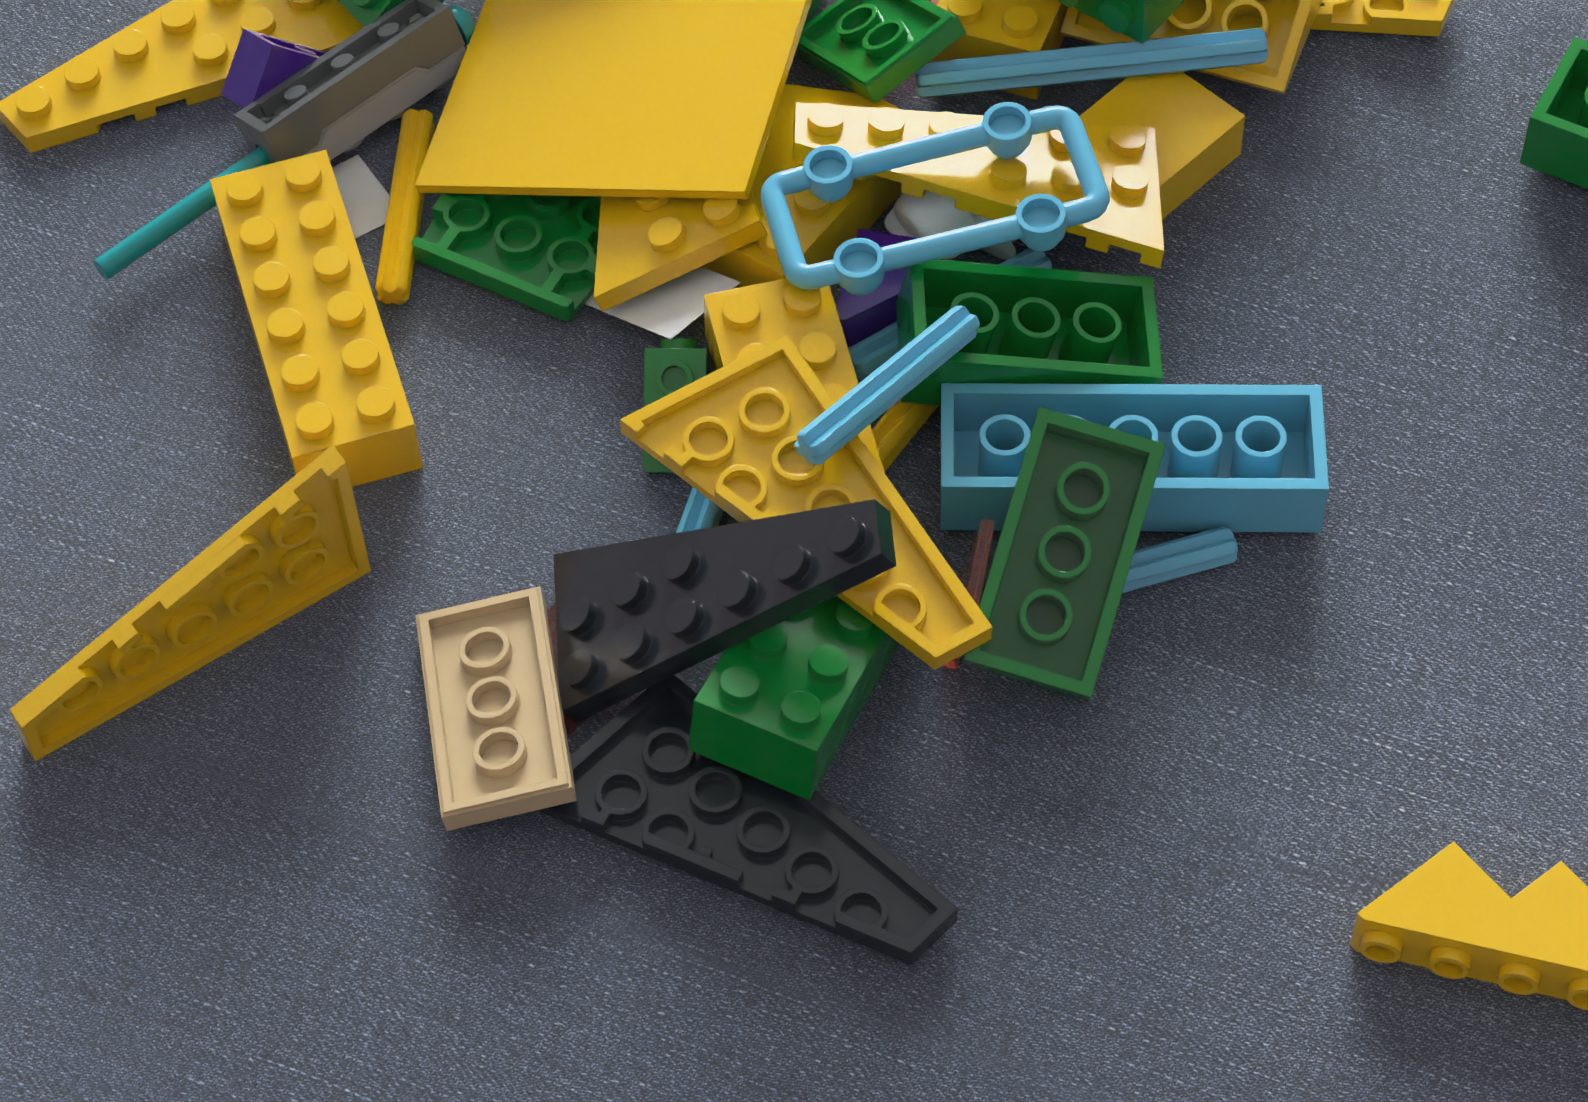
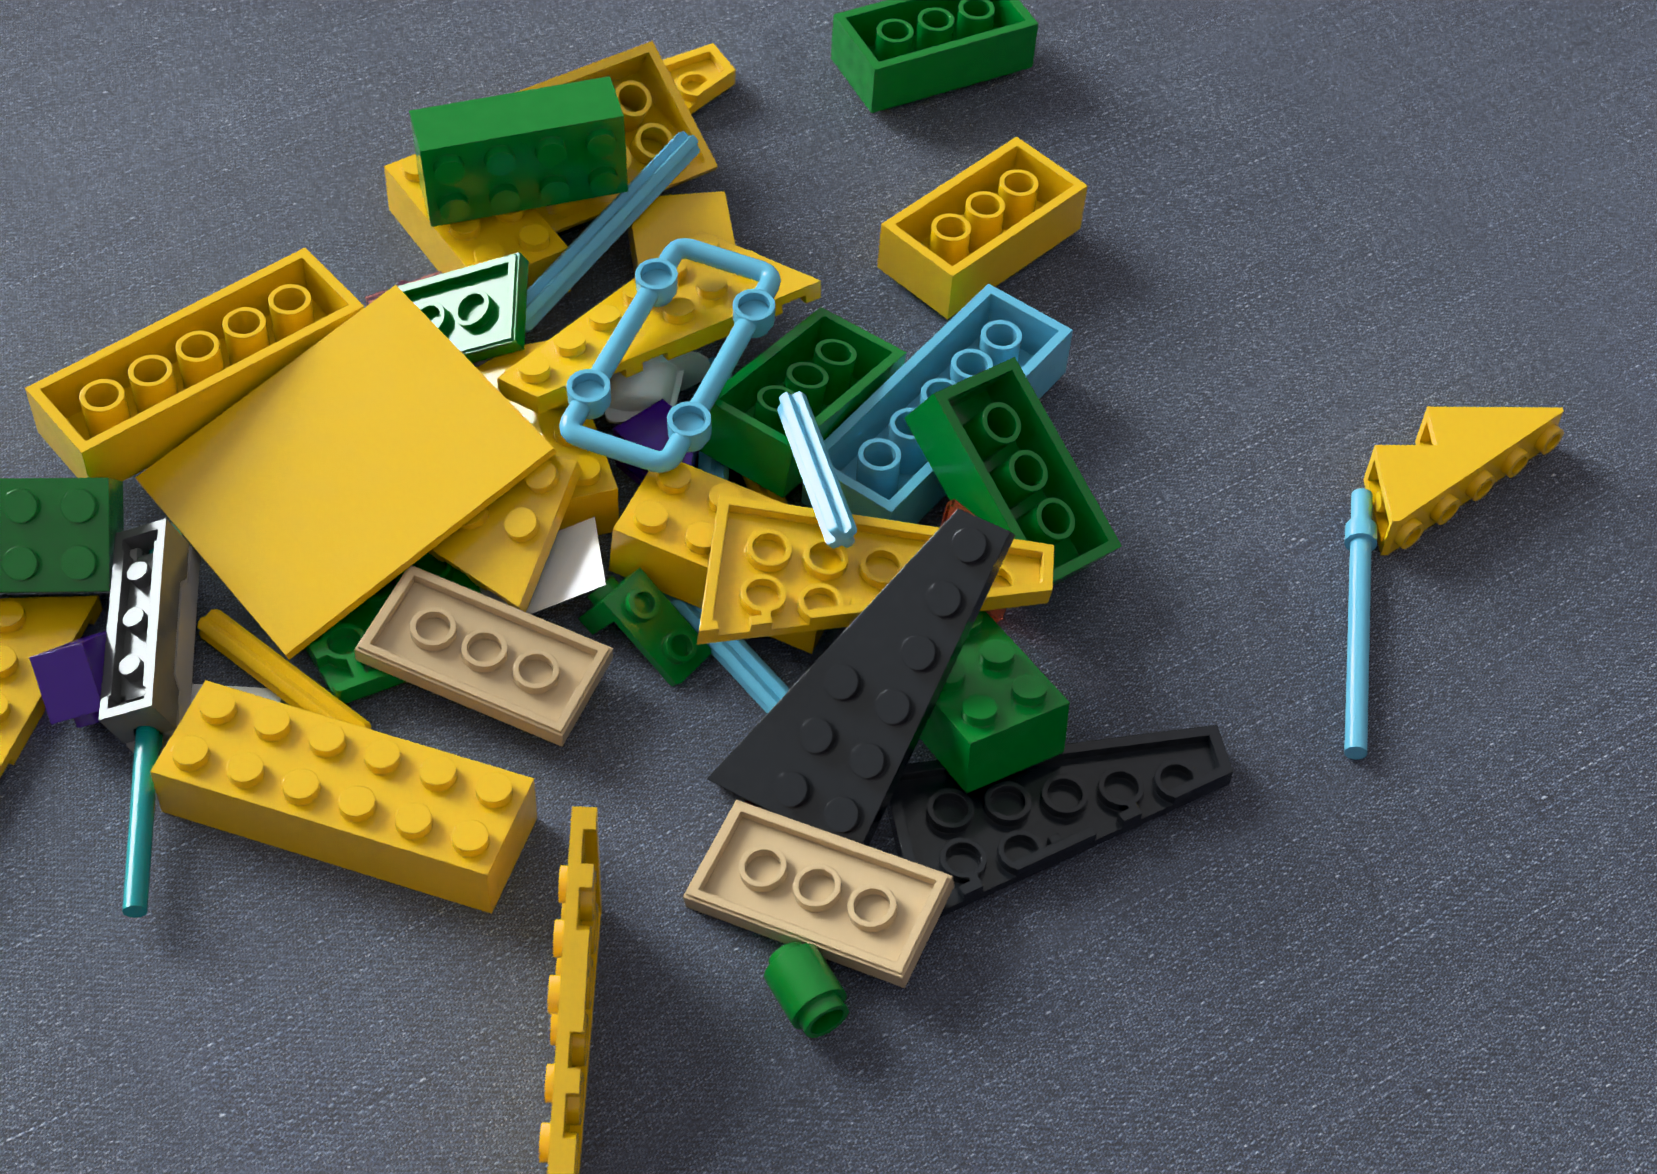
camera: 60 degrees left, 5 degrees down
(387, 759) = (806, 989): none -> green brick
(532, 313) = (484, 655): none -> tan tile
(1337, 912) = (1360, 541): none -> medium azure bar
(1430, 340) = (981, 226): none -> yellow brick

